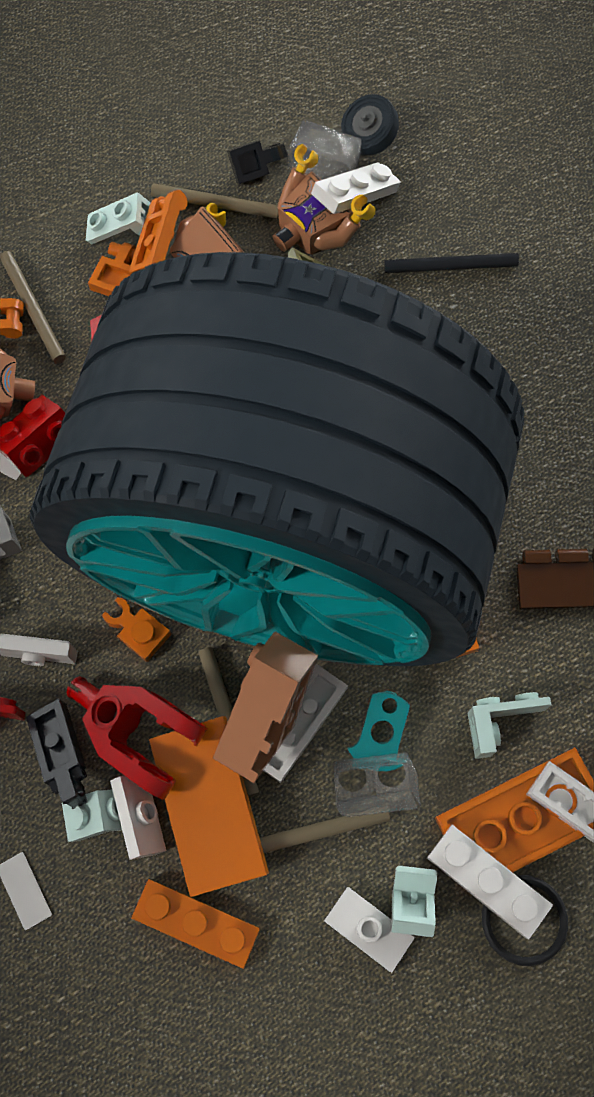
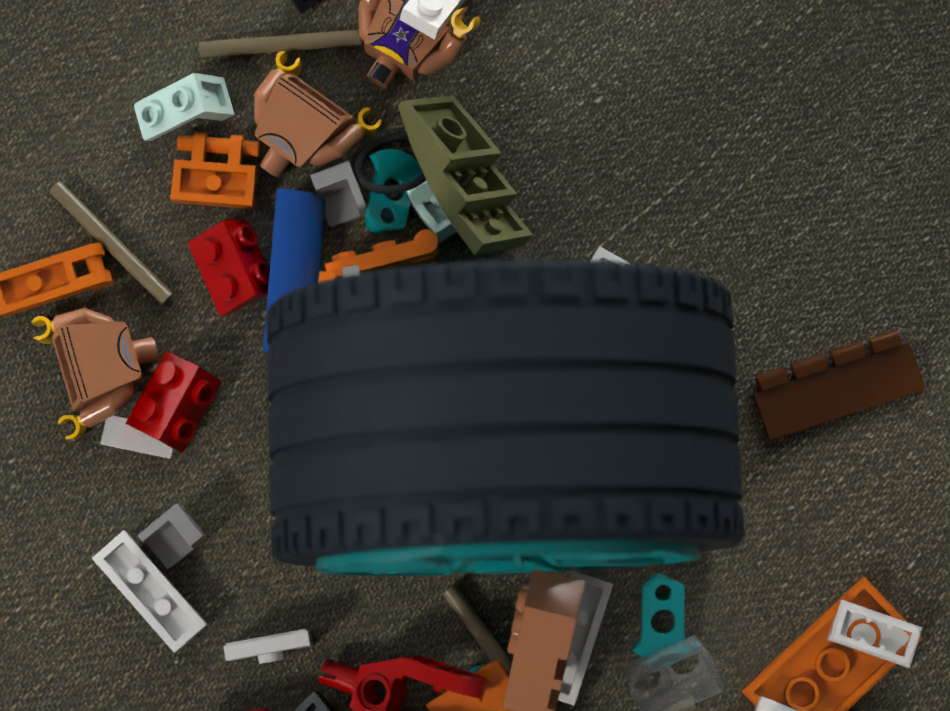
camera: 20 degrees left, 10 degrees up
(140, 632) = (372, 593): orange plate -> none
(158, 230) = (234, 119): orange plate -> none
(451, 263) = (581, 47): black bar -> none
(486, 733) = (768, 589): light aqua bracket -> none

